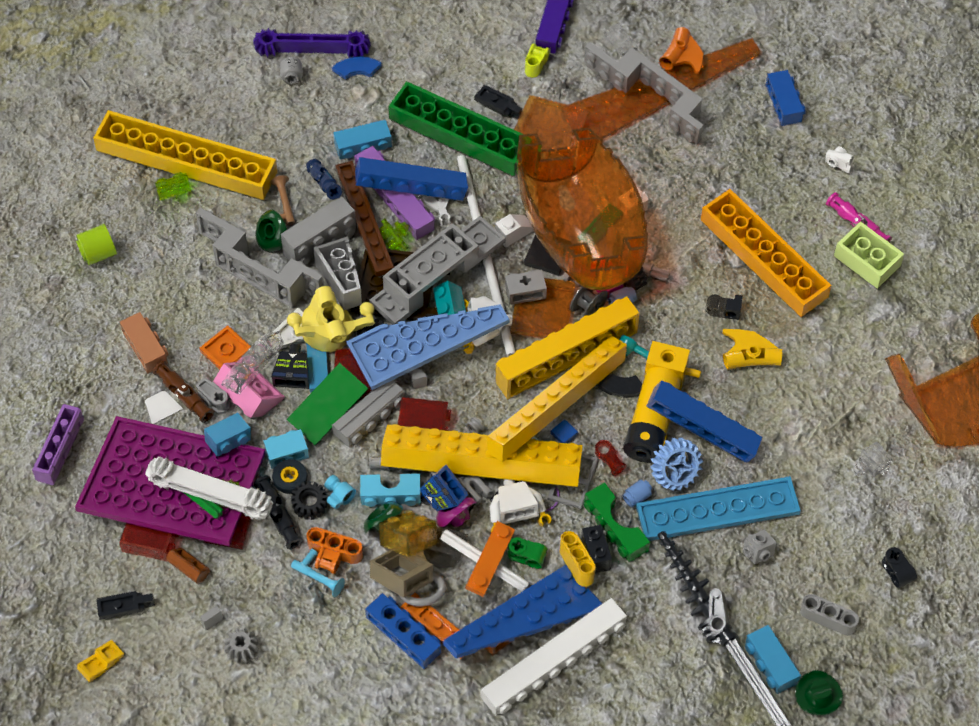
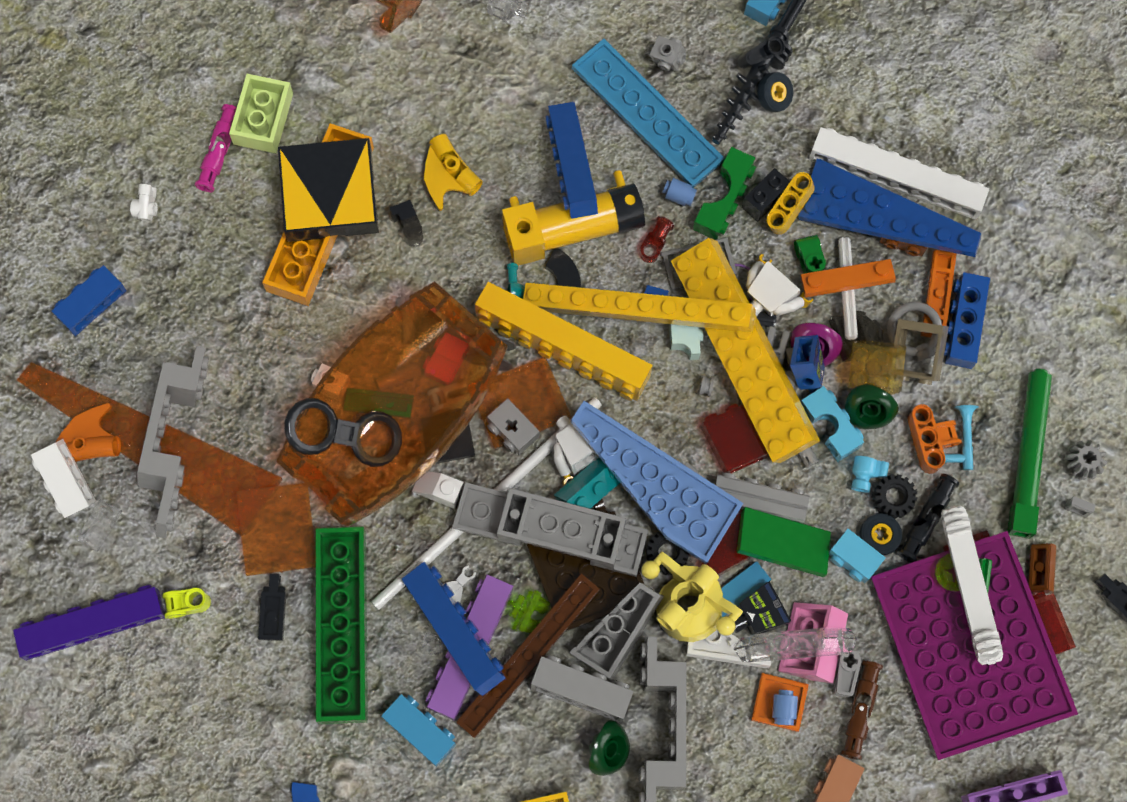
camera: 125 degrees left, 15 degrees up
(161, 406) = (888, 726): white sticker -> none
(219, 341) = (784, 708): none -> medium blue brick
(227, 434) = (888, 619): dark azure brick -> none
(237, 579) = (1024, 512): none -> green brick
(280, 182) = (568, 751): medium nougat piece -> none
(324, 179) = (510, 730): dark blue piece -> none
(584, 174) = (342, 432): none -> black bar
(662, 27) = (63, 478): none -> white brick
(673, 596) = (768, 85): none -> black bush
(674, 457) = (633, 163): light blue gear -> none
(773, 252) = (327, 189): none -> tile

